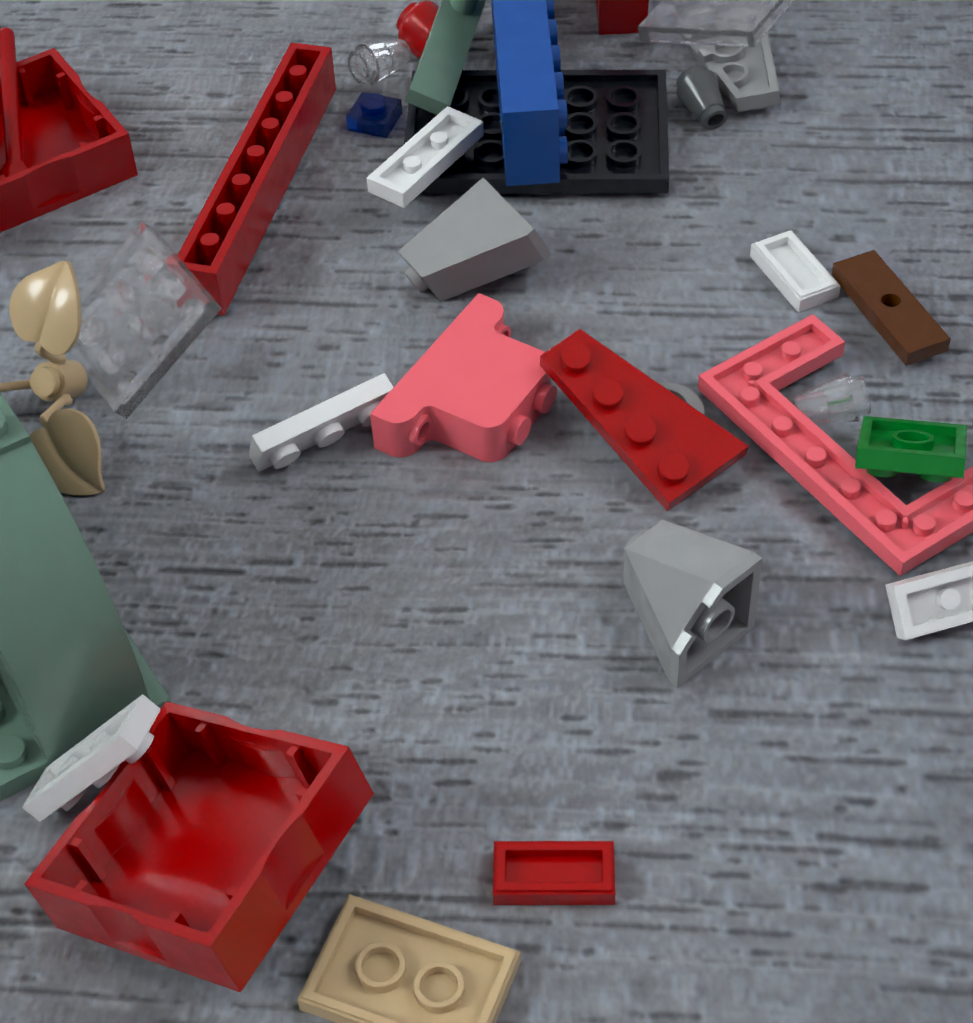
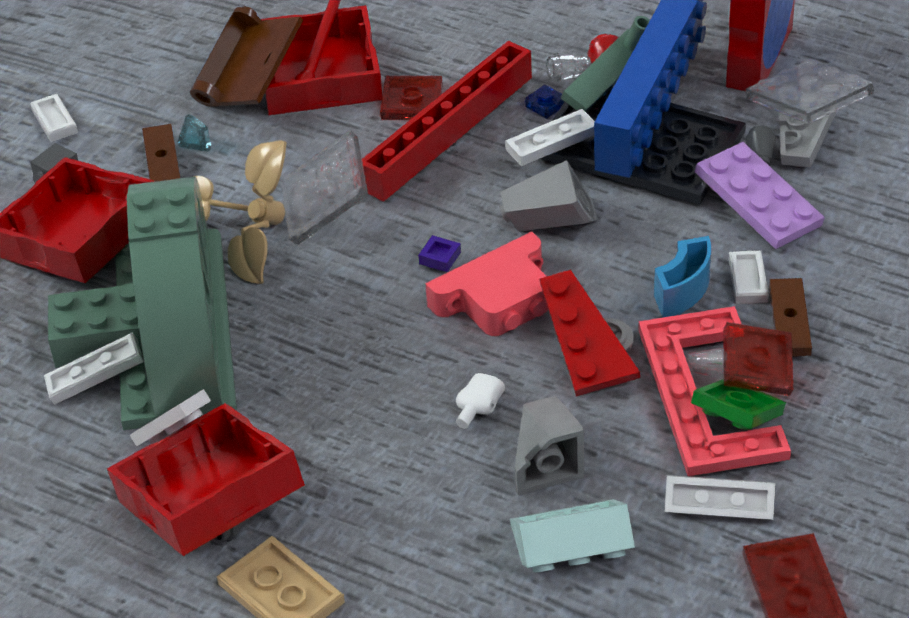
camera: 25 degrees right, 5 degrees down
(179, 159) = (408, 95): none -> clear red tile
(317, 425) = (395, 281): white plate -> none
(352, 363) = (439, 253): none -> dark purple plate
(539, 560) = (478, 397): none -> white piece
(553, 873) = (387, 564): red tile -> none
(723, 293) = (684, 278): none -> dark azure brick
(743, 157) = (759, 195): none -> lavender plate
(806, 721) = (573, 534): none -> light aqua slope
(899, 376) = (758, 359): none -> clear red tile

